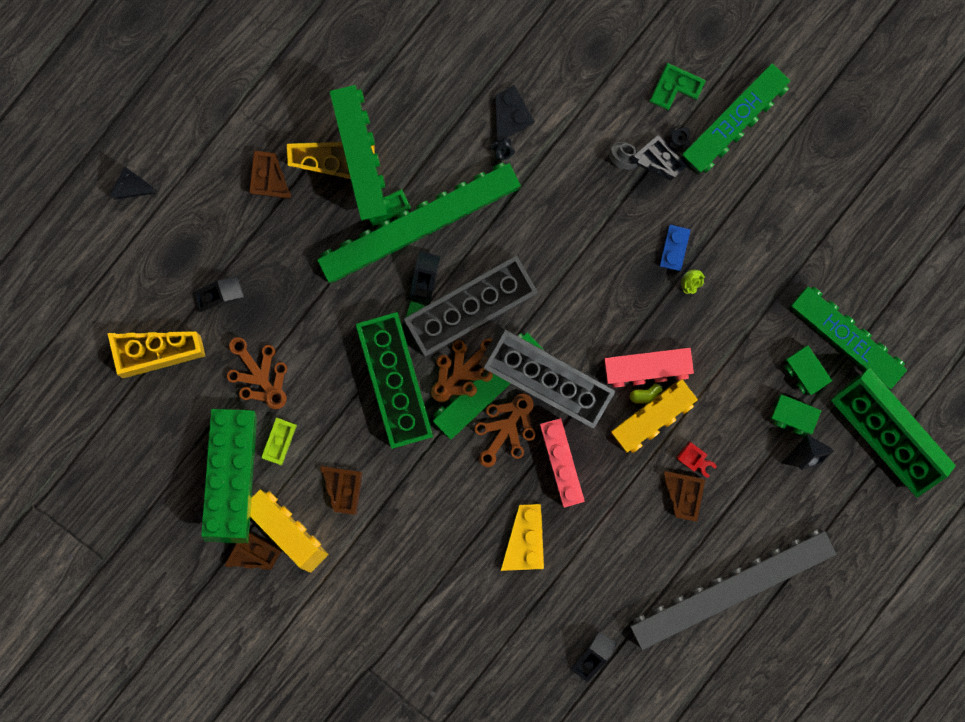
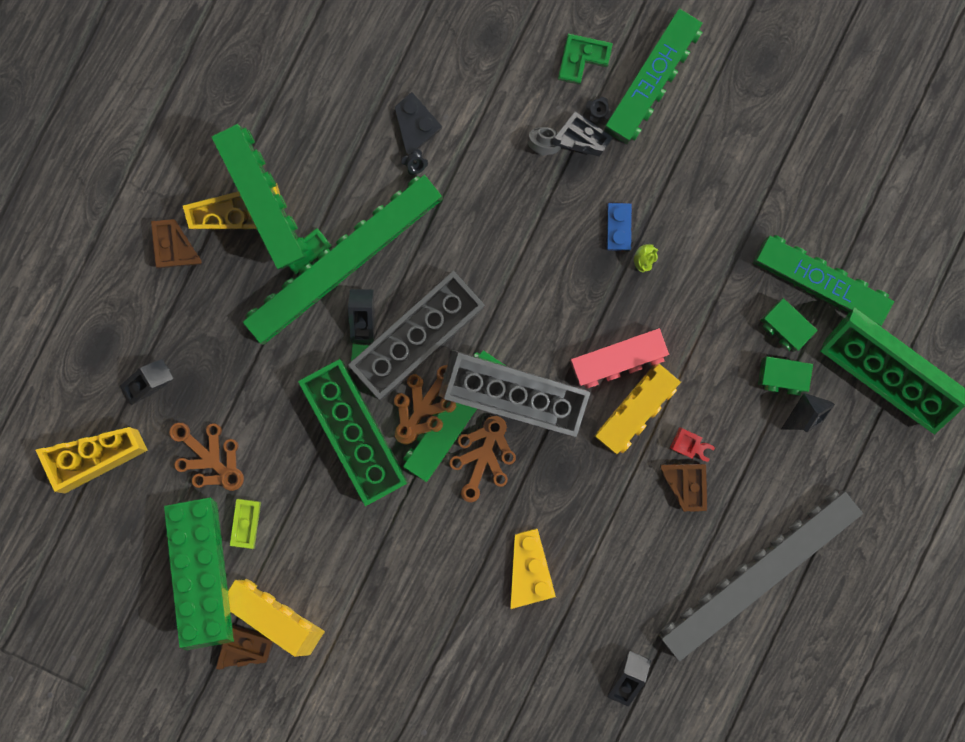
camera: 15 degrees left, 0 degrees up
(130, 186) = (27, 287): black slope -> none
(343, 488) = (324, 558): reddish brown wing -> none
(562, 462) = (550, 480): coral brick -> none
(645, 396) = (622, 390): lime arm -> none

